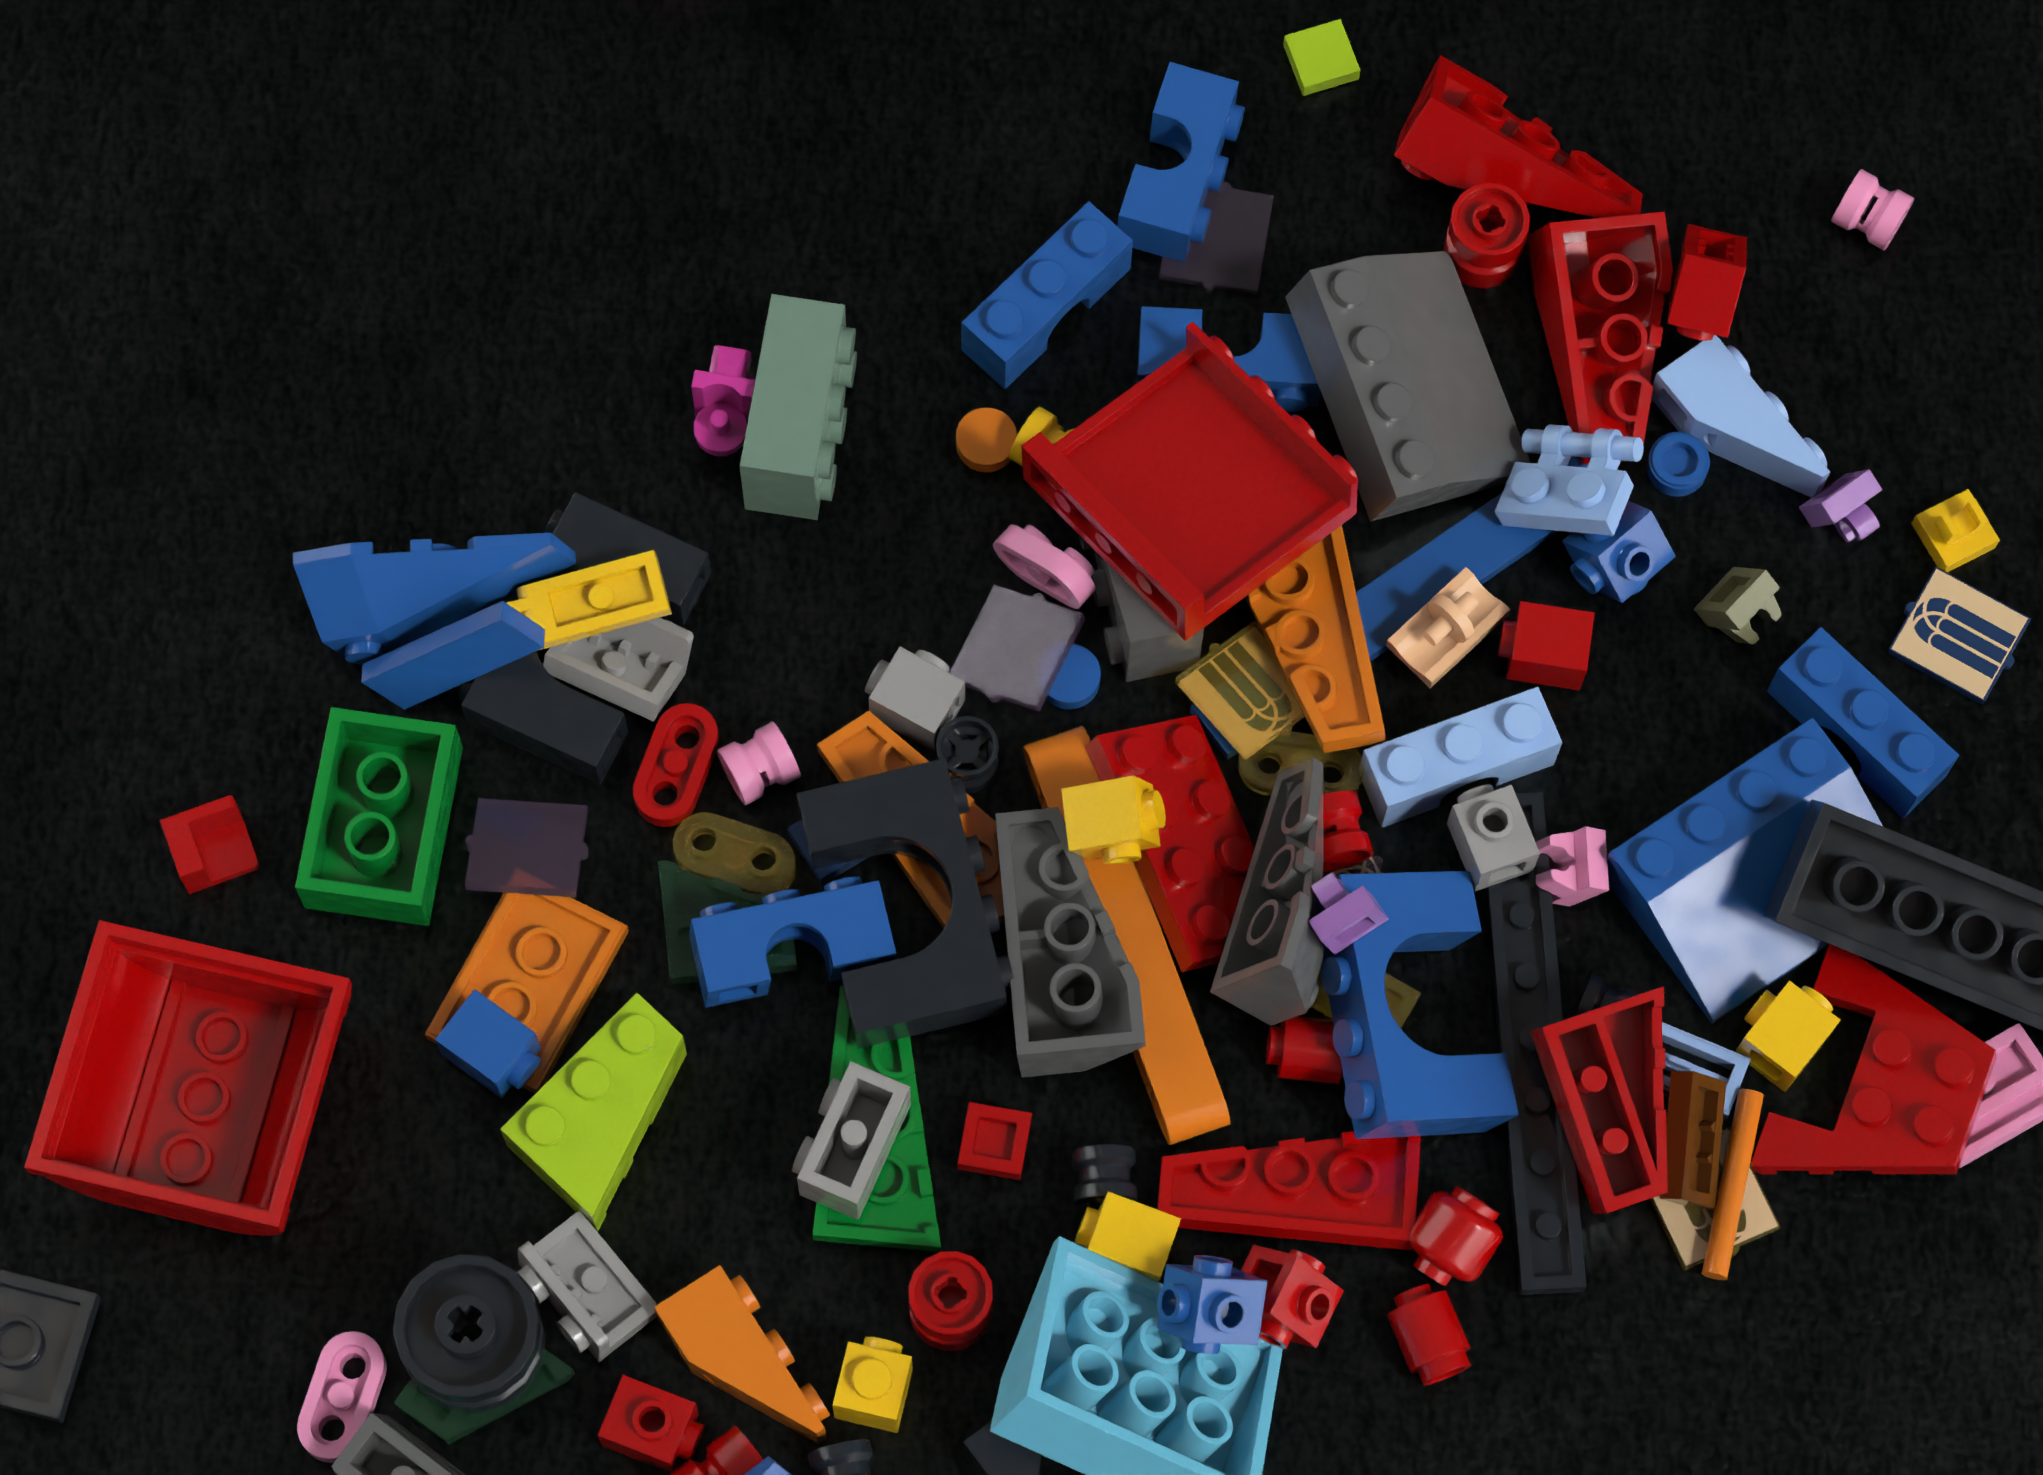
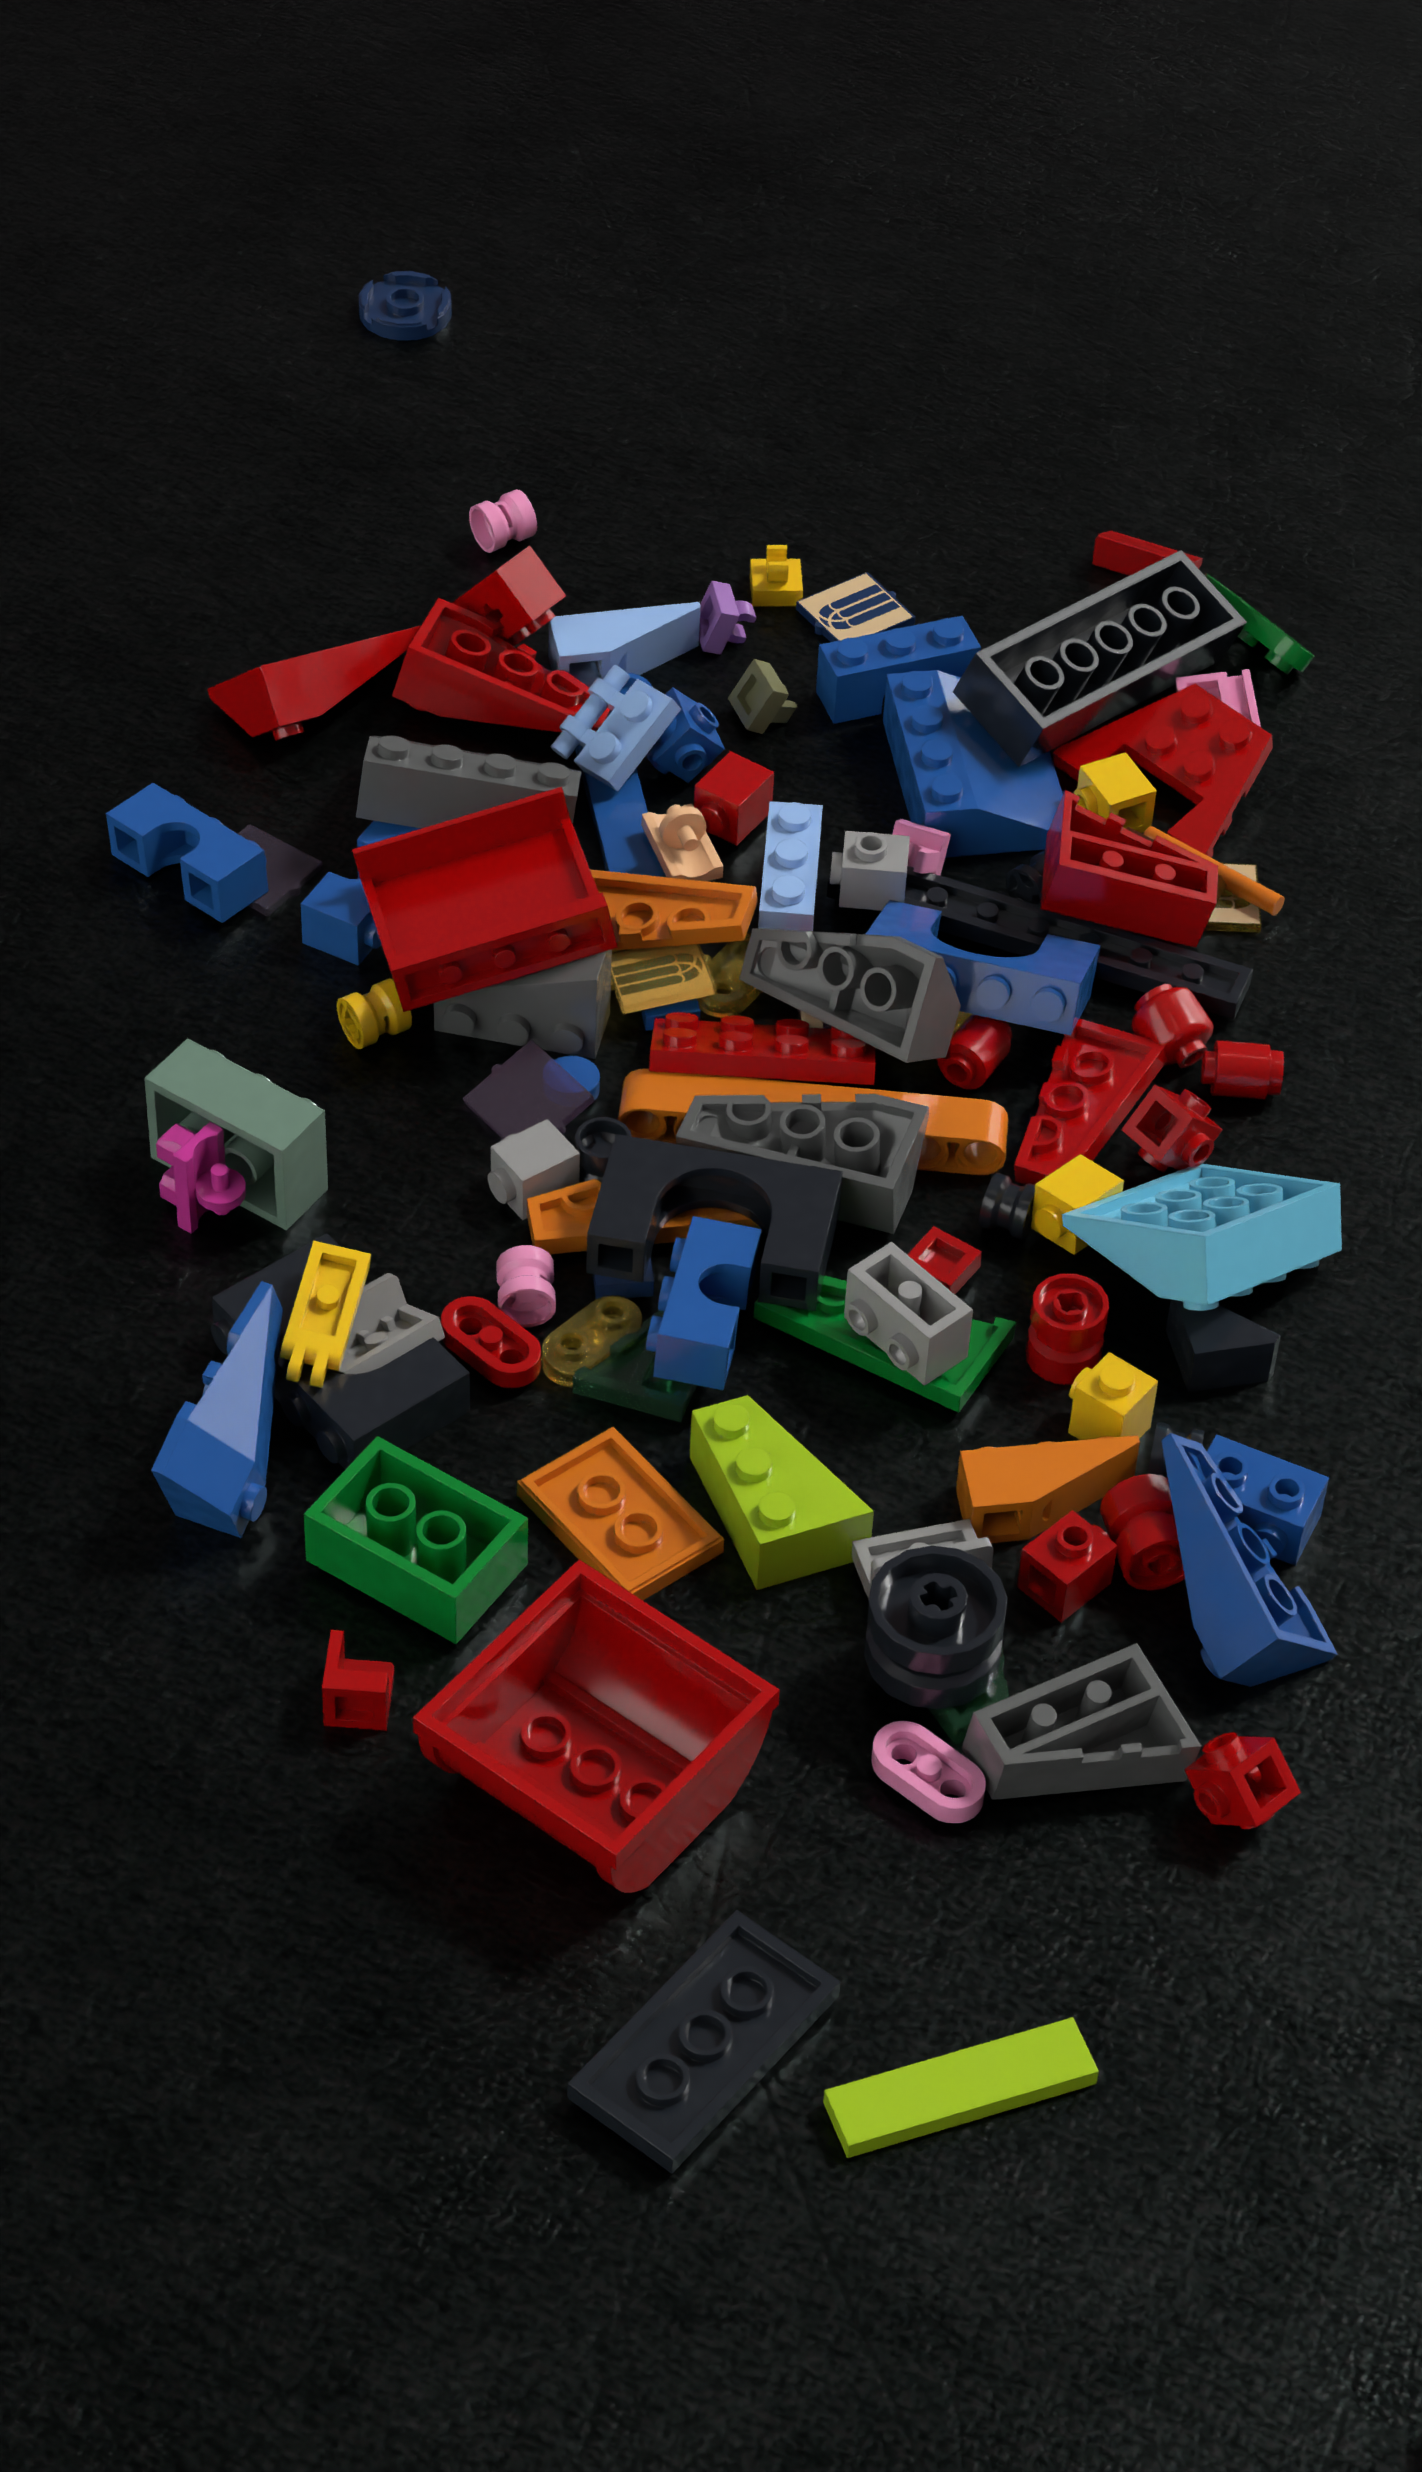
camera: 65 degrees left, 25 degrees down
(453, 655) = (310, 1417): blue tile -> none
(490, 1045) = (674, 1535): blue brick -> none
(526, 847) = (508, 1461): clear purple piece -> none
(985, 439) = (335, 1056): orange tile -> none
(1018, 317) = (241, 951): blue arch -> none
(1047, 568) = (477, 1045): bright pink plate -> none
(1113, 819) = (733, 1051): yellow brick -> none
(1211, 1304) = (1178, 1131): blue brick -> none
(1321, 57) = (155, 754): lime tile -> none
(1345, 914) = (907, 923): medium lavender tile -> none
(1487, 234) = (377, 703): red wheel -> none

